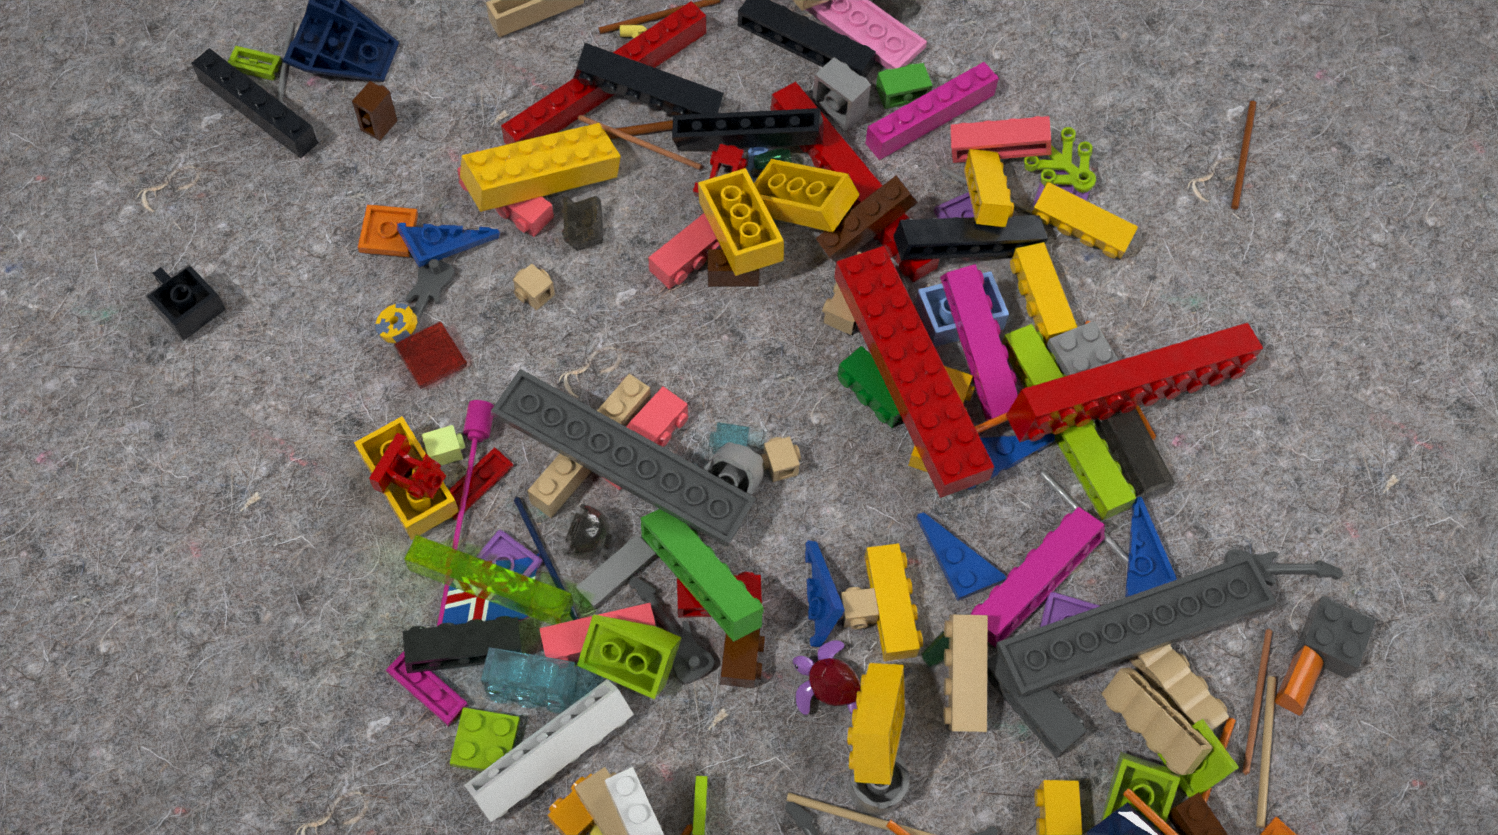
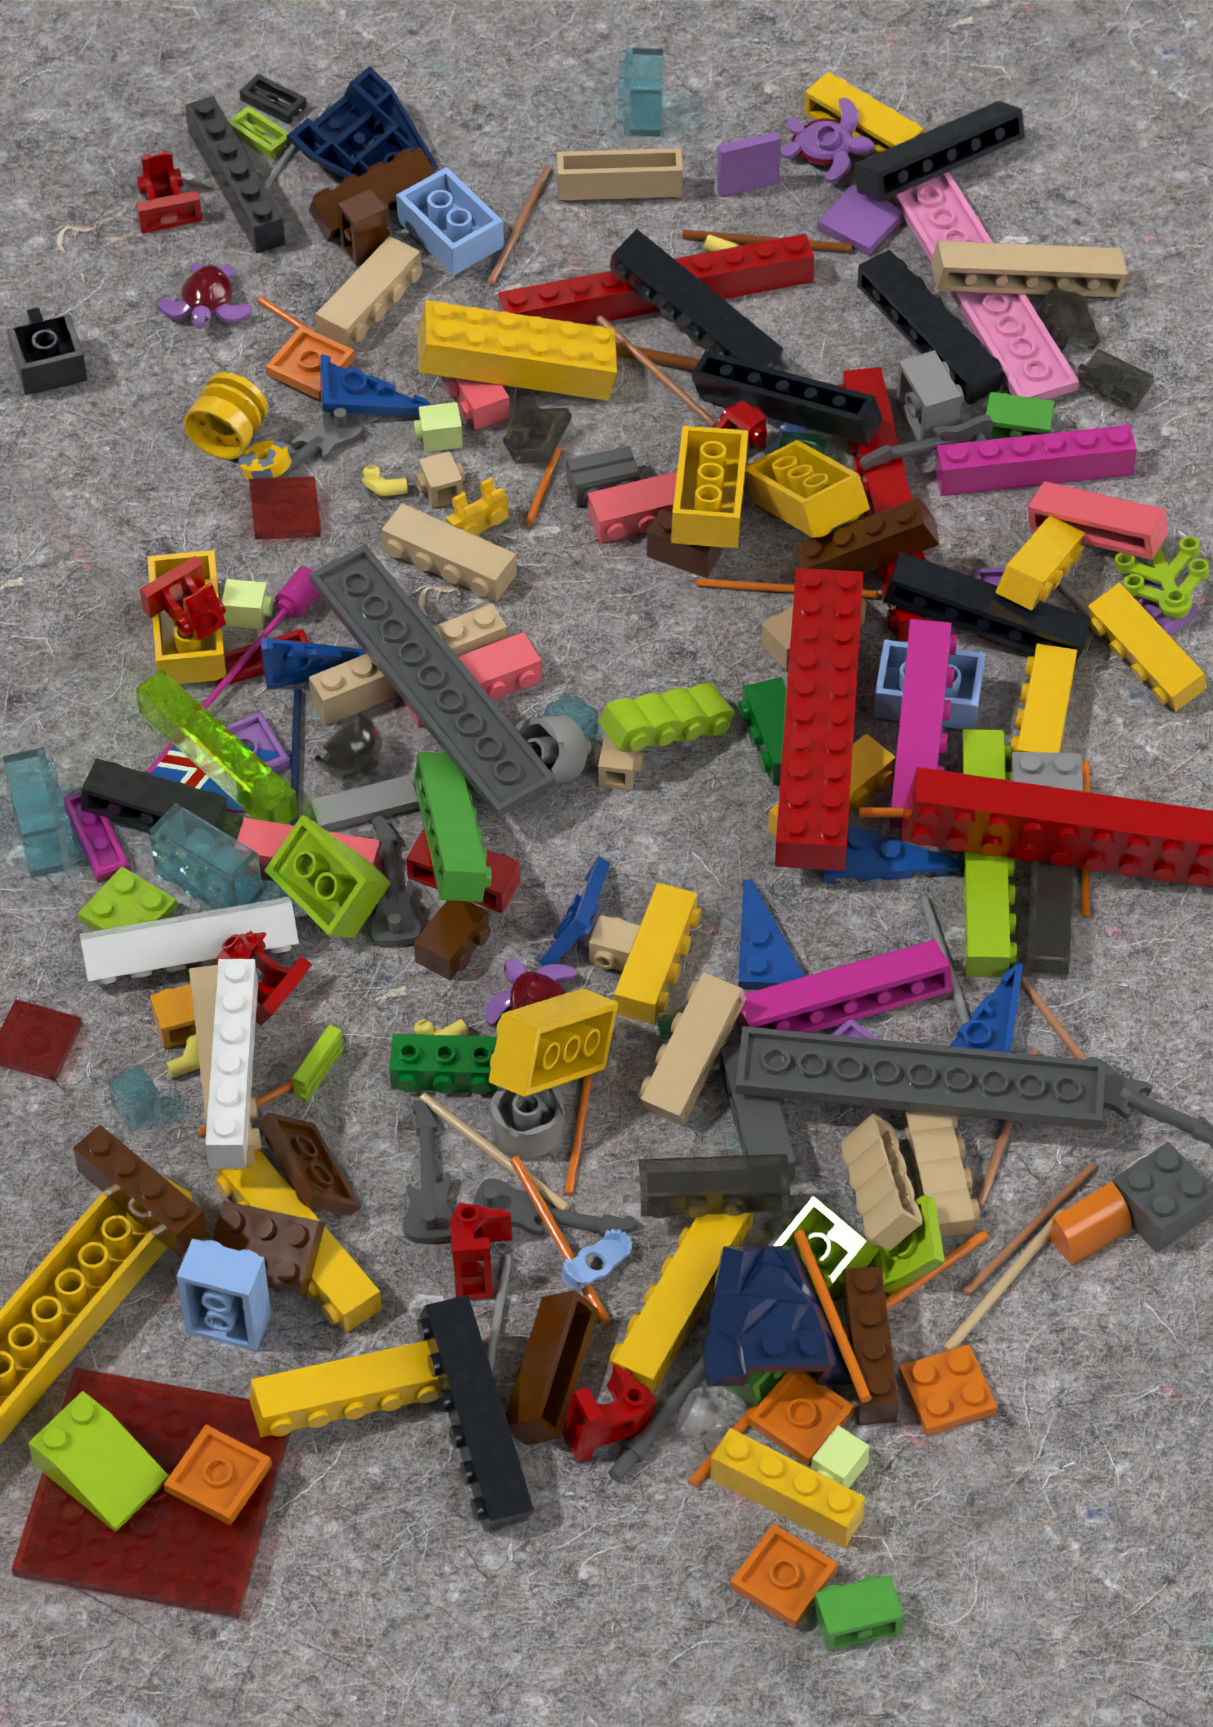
camera: 30 degrees right, 10 degrees down
(199, 127) = (160, 180): none -> red tile
(249, 36) = (269, 101): none -> black tile
(282, 206) = (206, 295): none -> animal
(347, 199) = (281, 313): none -> orange axle
(351, 300) = (225, 415): none -> yellow wheel
(378, 67) = (383, 179): none -> reddish brown brick
(379, 693) = (39, 812): none -> clear light blue brick
(403, 160) = (369, 292): none -> tan brick
(434, 82) = (450, 221): none -> light blue brick
(481, 66) = (519, 225): none -> nougat axle
(491, 308) = (382, 486): none -> light yellow arm
(510, 245) = (439, 427): none -> yellowish green brick
(511, 477) = (295, 662): none -> blue wing
(570, 342) = (448, 552): none -> tan brick
(573, 308) = (481, 514): none -> yellow plate
(606, 258) = (543, 486): none -> orange axle
(637, 753) = (278, 979): none -> red tile
(646, 237) = (600, 472): none -> dark grey brick
(773, 742) = (426, 1027): none -> light yellow arm
(794, 279) = (756, 586): none -> orange axle
(800, 760) = (441, 1063): none -> green brick
(801, 413) = (666, 717): none -> lime brick
(879, 111) = (972, 430): none -> dark grey piece
(916, 780) = (578, 1134): none -> orange axle
(948, 31) = (1114, 379): none -> clear smoke bracket
(1049, 783) = (714, 1185): none -> clear smoke brick
(1185, 533) = (1050, 1017): none -> nougat axle
(1201, 642) = (997, 1154): none -> nougat axle

